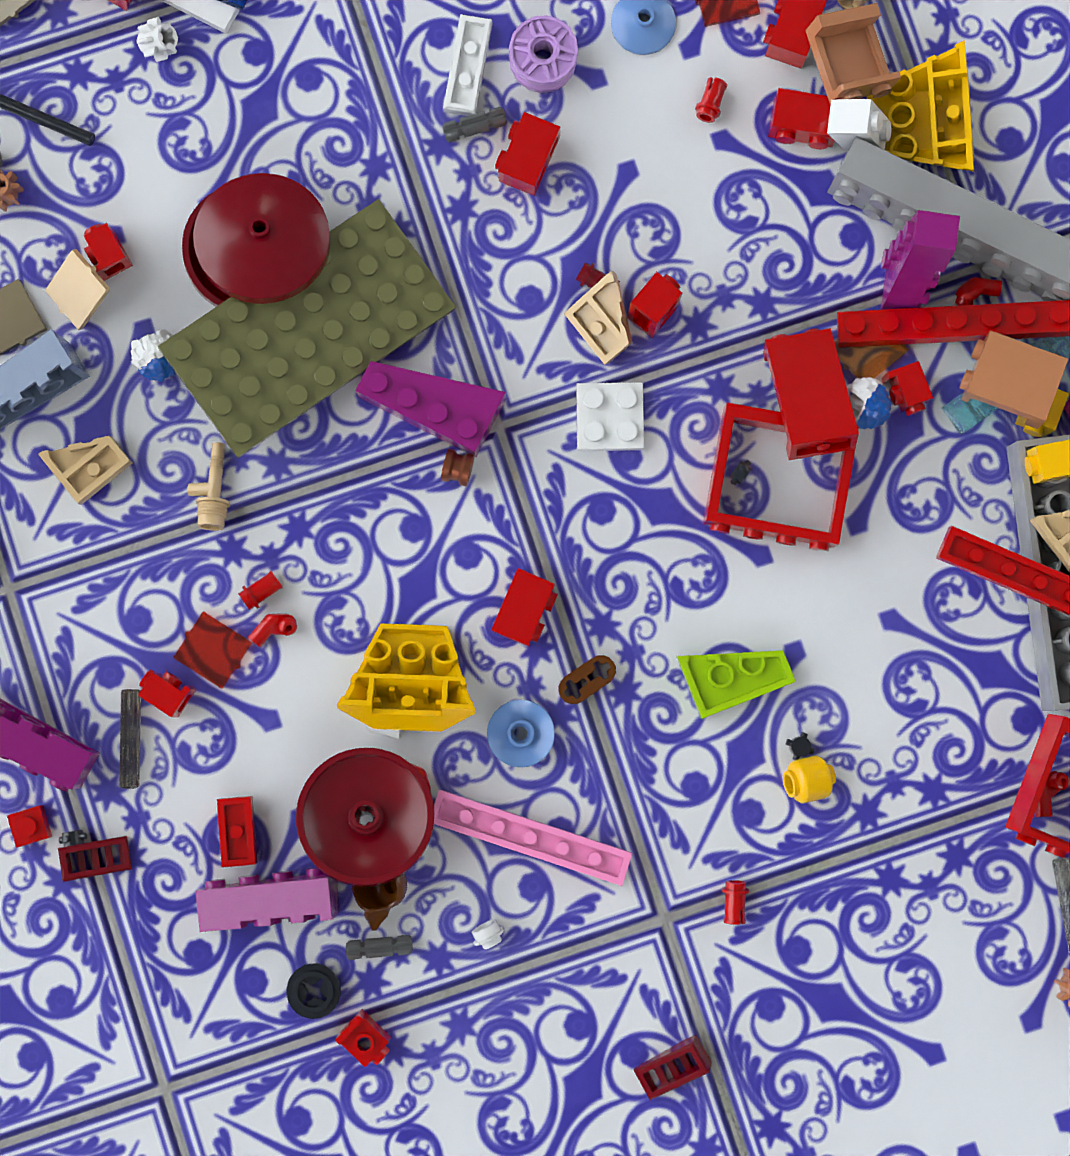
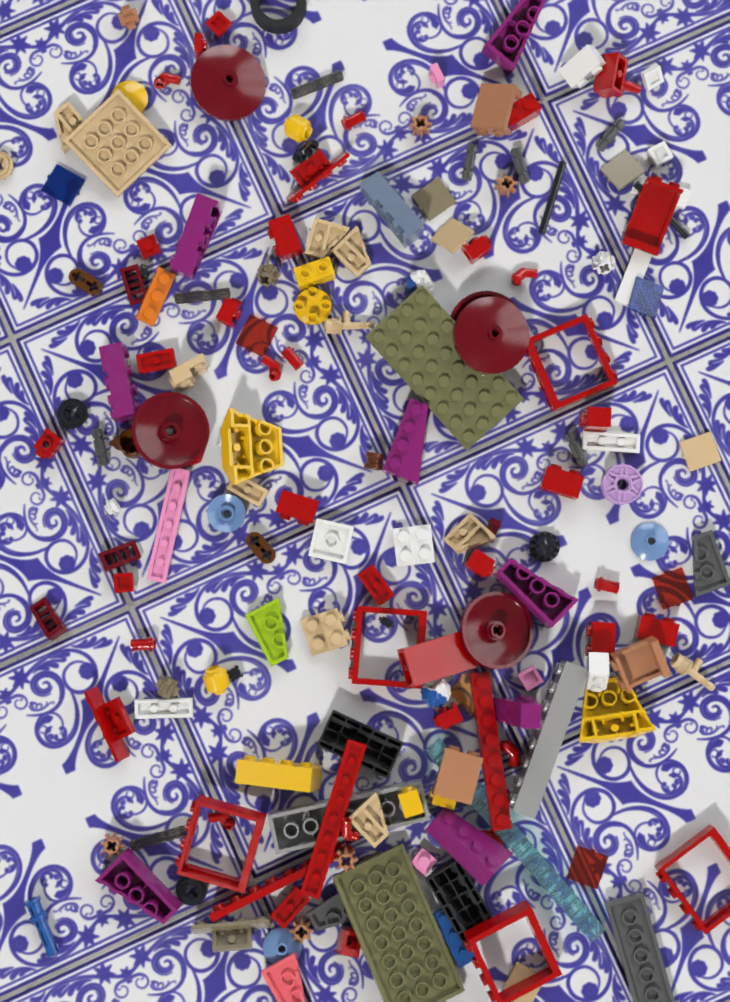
camera: 85 degrees right, 0 degrees up
(43, 581) = (285, 237): none -> red brick
(53, 512) = (324, 238): none -> tan wing
(86, 949) = (84, 285): none -> reddish brown beam
(107, 617) = (268, 275): none -> dark tan gear
(114, 536) = (314, 273): none -> yellow brick
(120, 822) = (155, 296): none -> orange plate
(159, 179) = (523, 273): none -> red arm
(172, 546) = (312, 306): none -> yellow dish
(269, 785) = (183, 375): none -> tan plate
(342, 164) = (542, 376): none -> red window
(427, 80) = (595, 419): none -> red brick
(487, 689) = (249, 491): none -> tan plate
(582, 959) = (110, 552): none -> dark red slope
(588, 556) = (331, 541): none -> white plate
(621, 203) = (539, 539): none -> black gear
(623, 926) = (124, 582): none -> red plate
(672, 487) = (376, 585): none -> red plate
(715, 216) = (539, 596): none -> magenta wedge
(743, 581) = (325, 631): none -> tan plate
(771, 289) = (511, 628): none -> dark red dish
(814, 866) = (167, 687): none -> dark tan gear
(848, 876) = (163, 708): none -> white tile
(855, 244) = (530, 678): none -> bright pink plate
(863, 969) = (112, 721): none -> red bracket
(914, 570) = (380, 749): none -> black piece
(982, 687) = (278, 774): none -> yellow wedge

